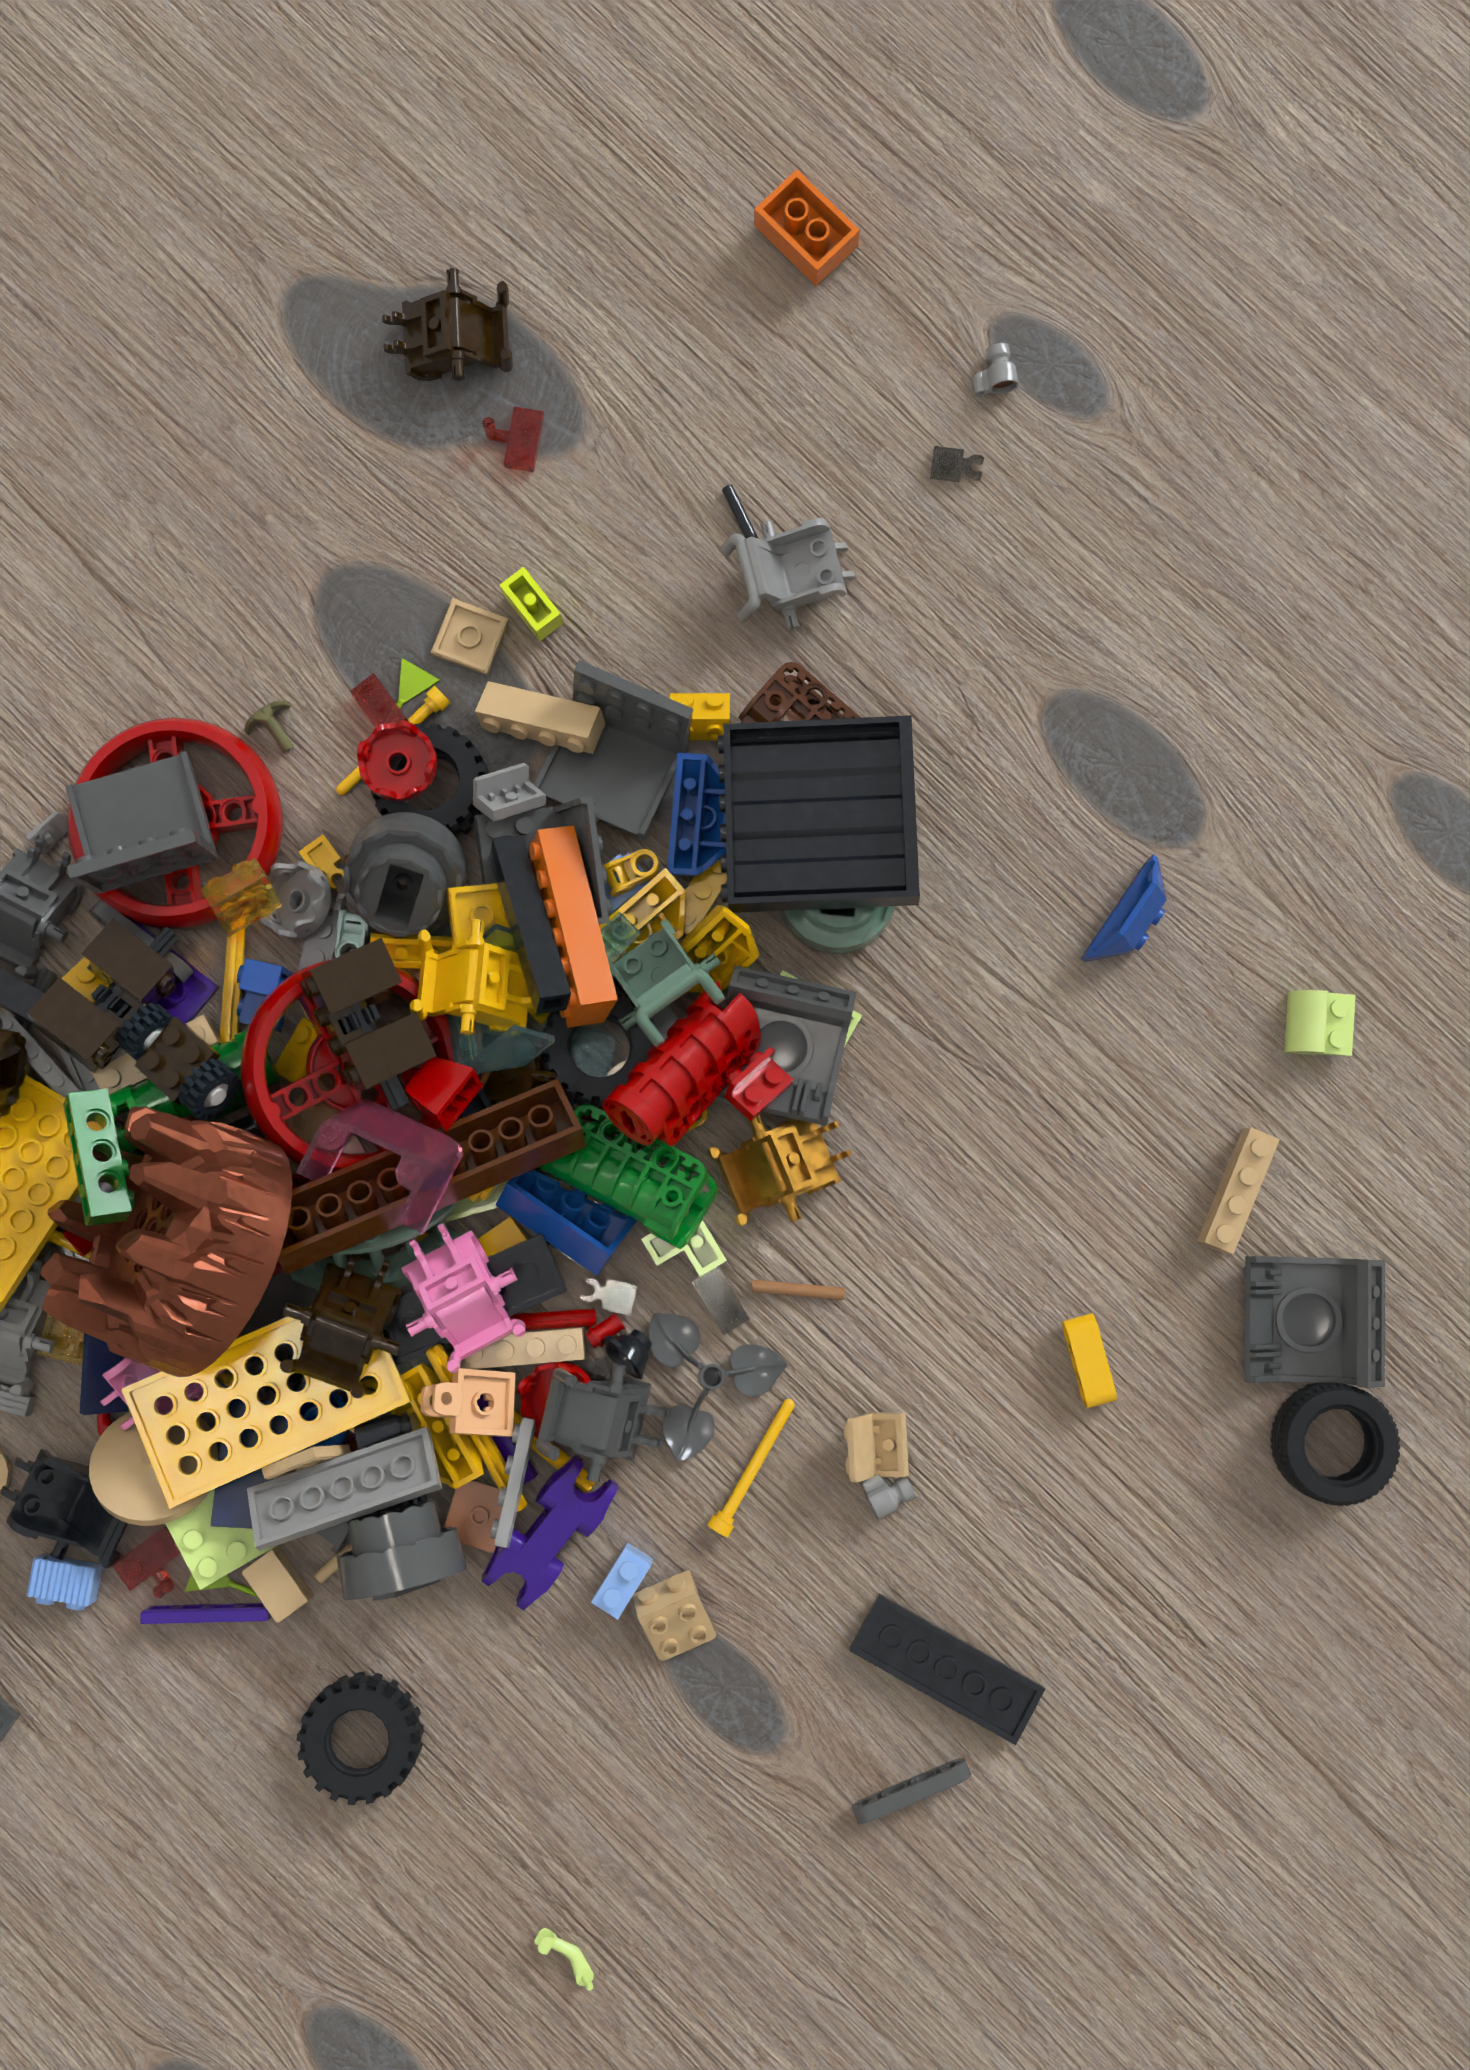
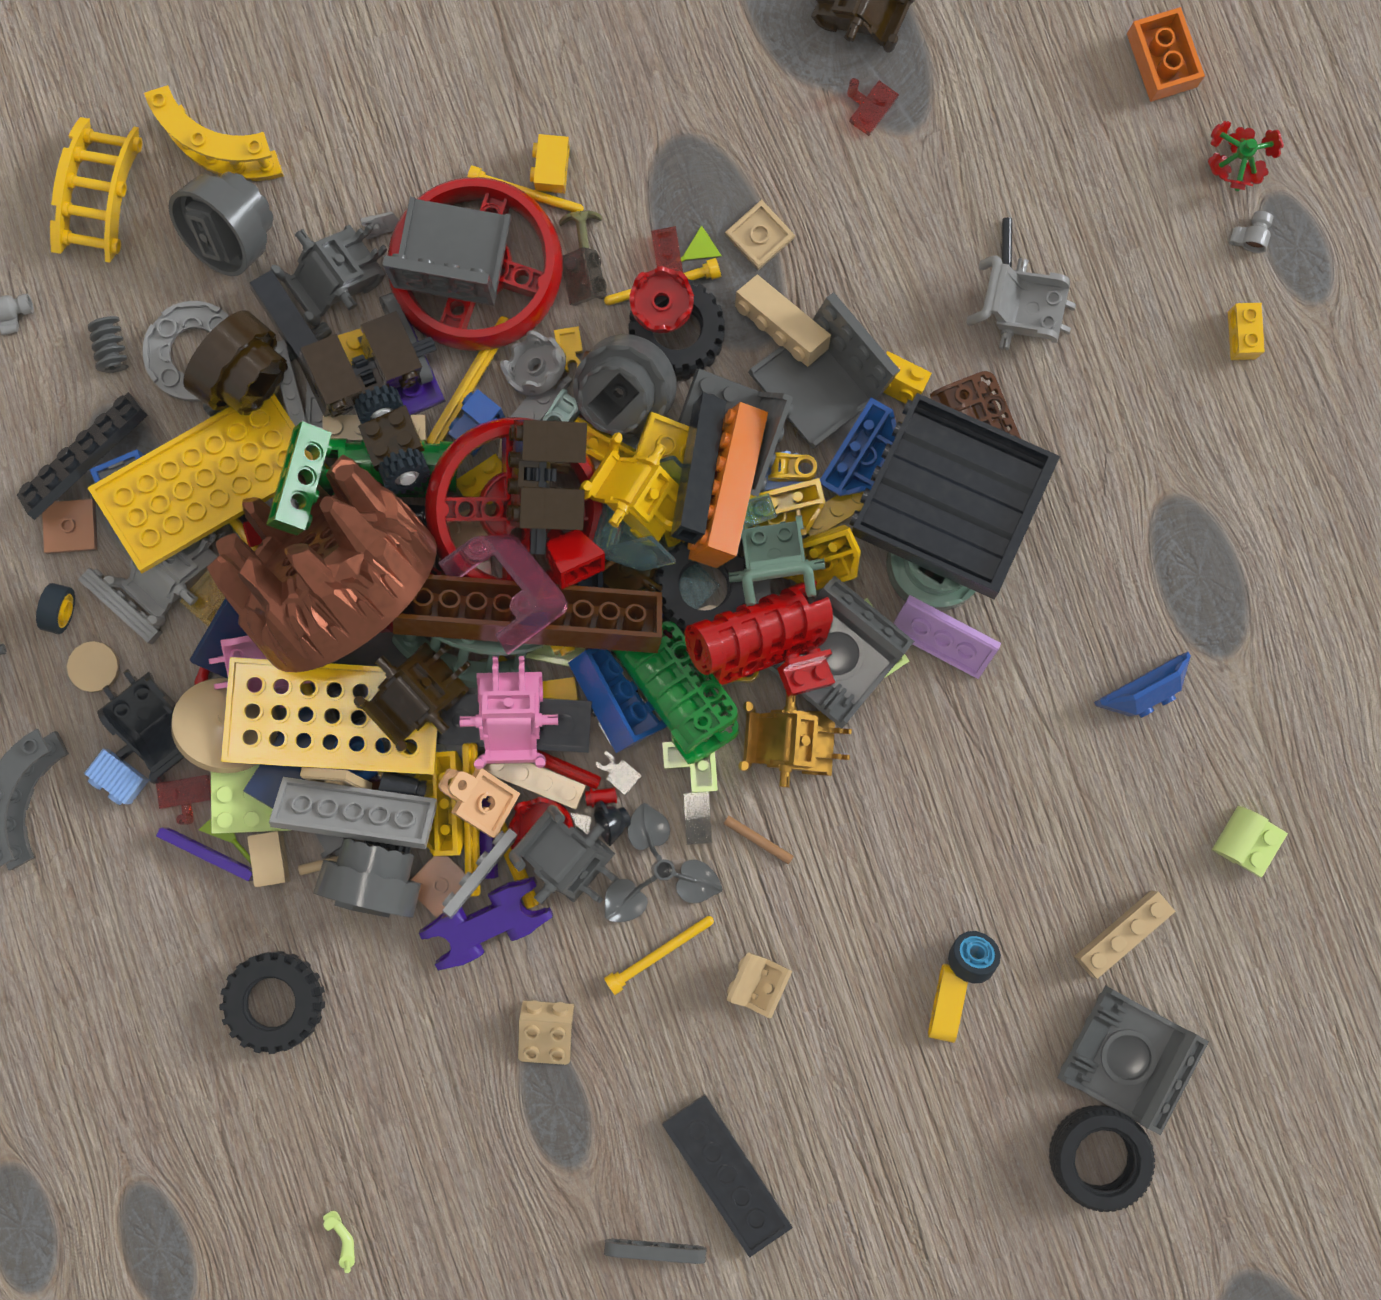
camera: 25 degrees right, 0 degrees up
(203, 672) = (551, 163): none -> yellow brick
(204, 715) = (536, 195): none -> yellow piece
(241, 896) = (496, 342): clear yellow plate -> none
(301, 776) = (583, 276): none -> clear smoke bracket
(506, 793) = (730, 363): light grey bracket -> none
(531, 604) = (818, 233): neon yellow brick -> none
(622, 1580) = (521, 986): light blue brick -> none
(885, 1497) = (745, 1026): light grey piece -> none
(888, 970) = (946, 637): none -> lavender tile
(941, 286) = (1244, 147): none -> red plant
(949, 465) = (1183, 284): clear smoke plate -> none
(1041, 481) = (1246, 331): none -> yellow brick
(1091, 1312) = (969, 968): none -> wheel

